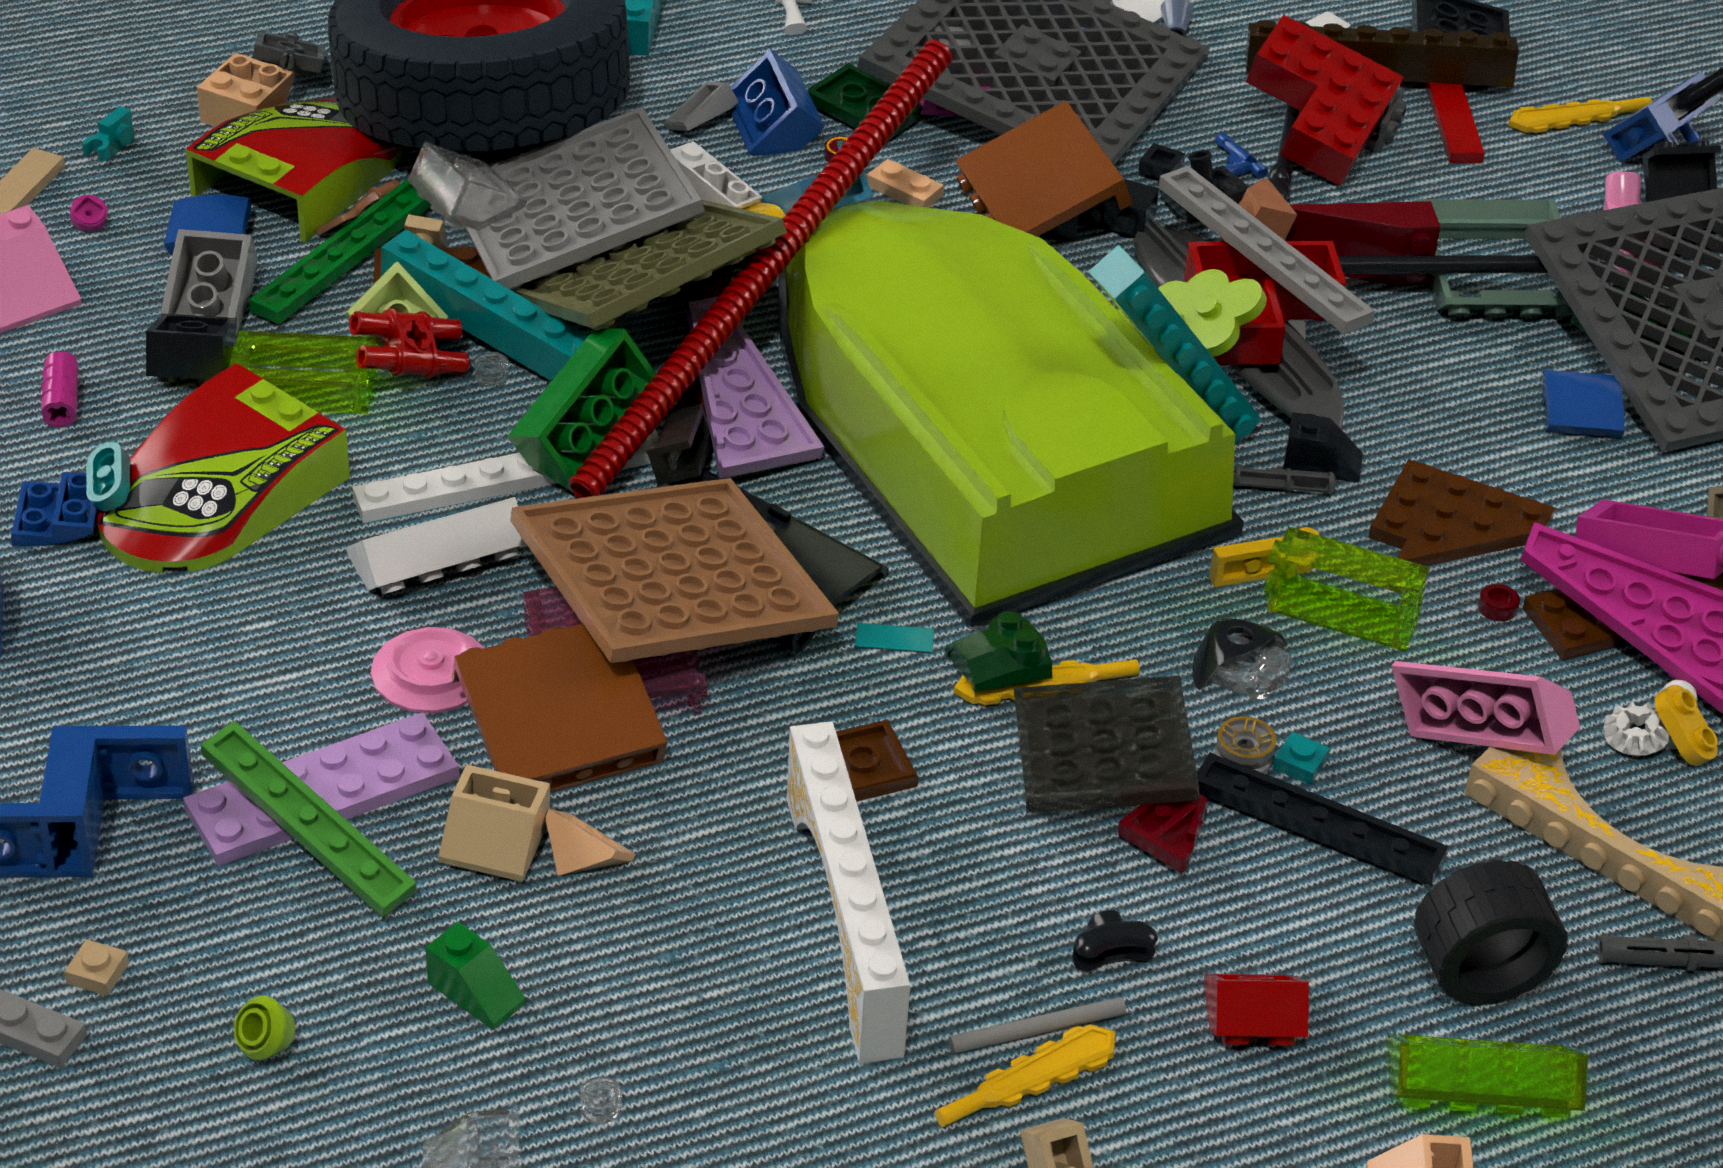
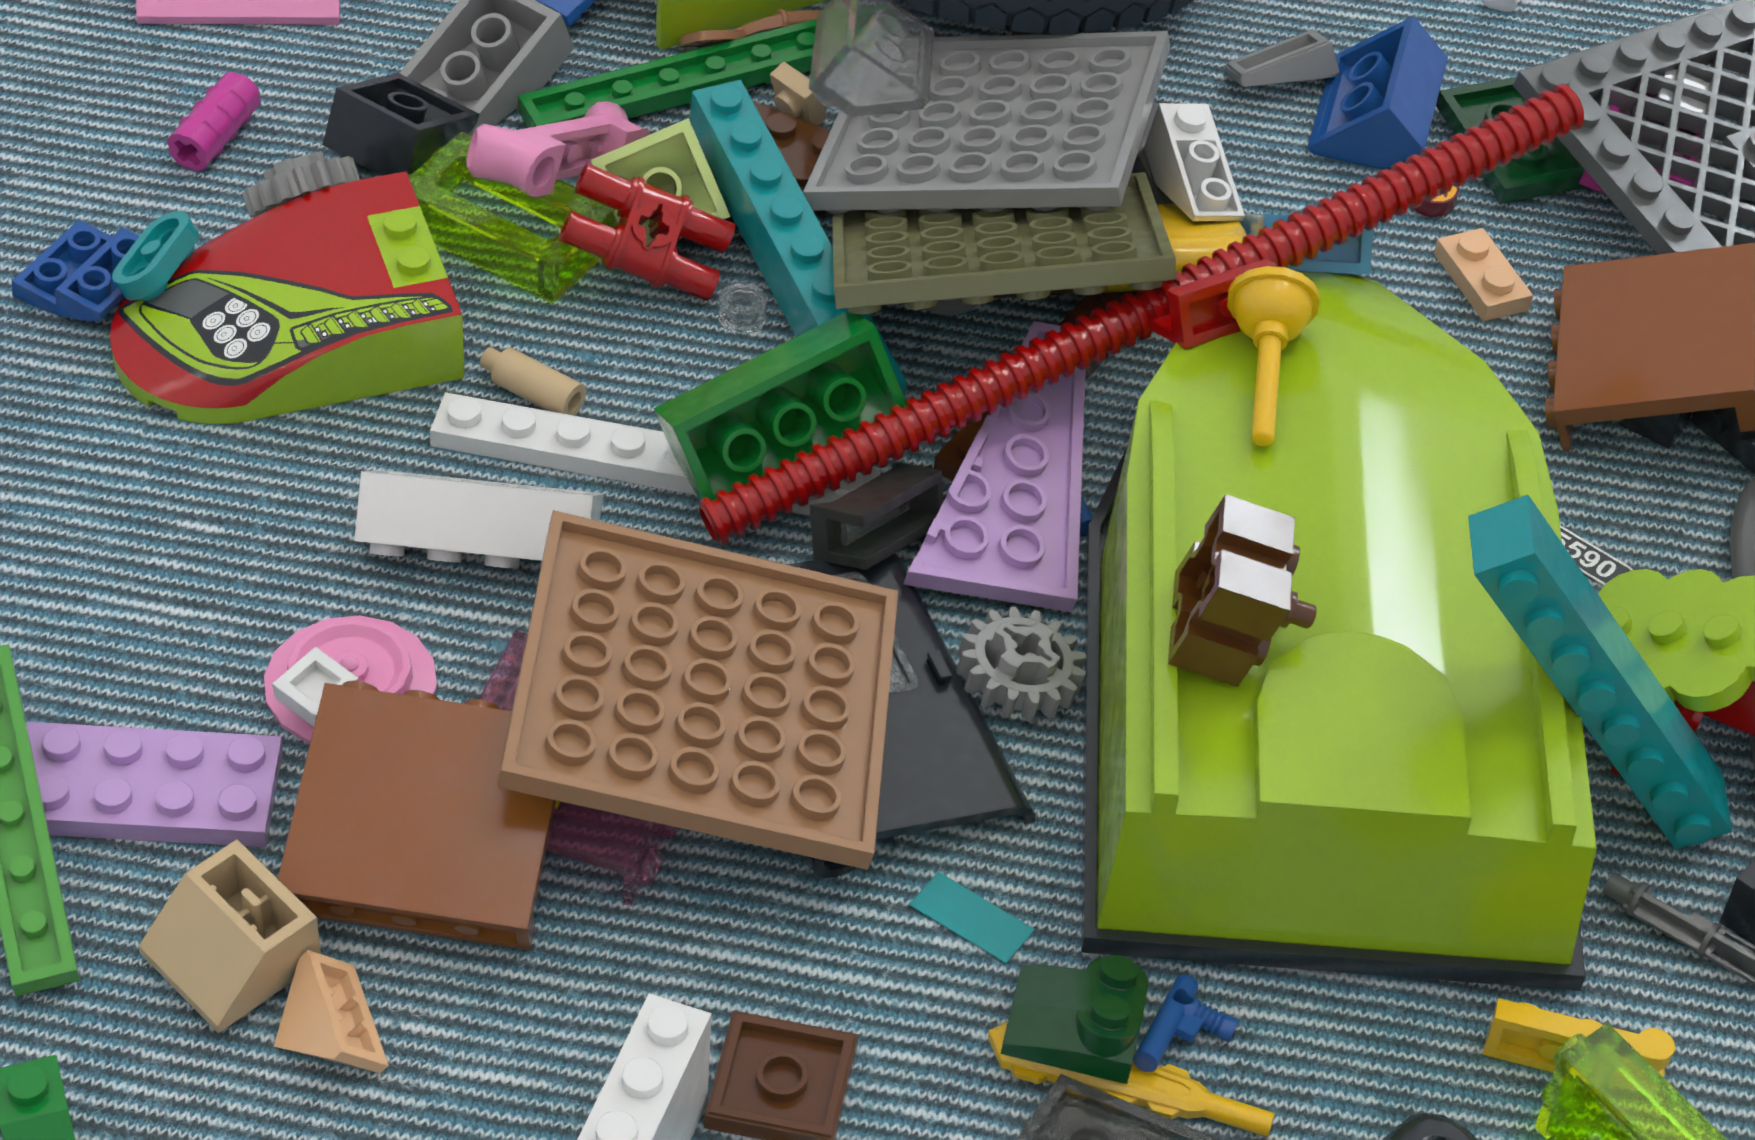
camera: 30 degrees right, 5 degrees up
(161, 399) = (296, 178): none -> light grey gear
(317, 318) = (546, 153): none -> bright pink plate
(400, 458) = (534, 381): none -> tan cylinder
(429, 672) = (303, 683): none -> white plate
(819, 238) = (1201, 309): none -> red panel
(821, 492) = (1021, 664): none -> light grey gear
(859, 225) = (1271, 310): none -> yellow piece
(967, 374) = (1236, 592): none -> reddish brown brick
(1056, 634) = (1182, 1017): none -> blue hose

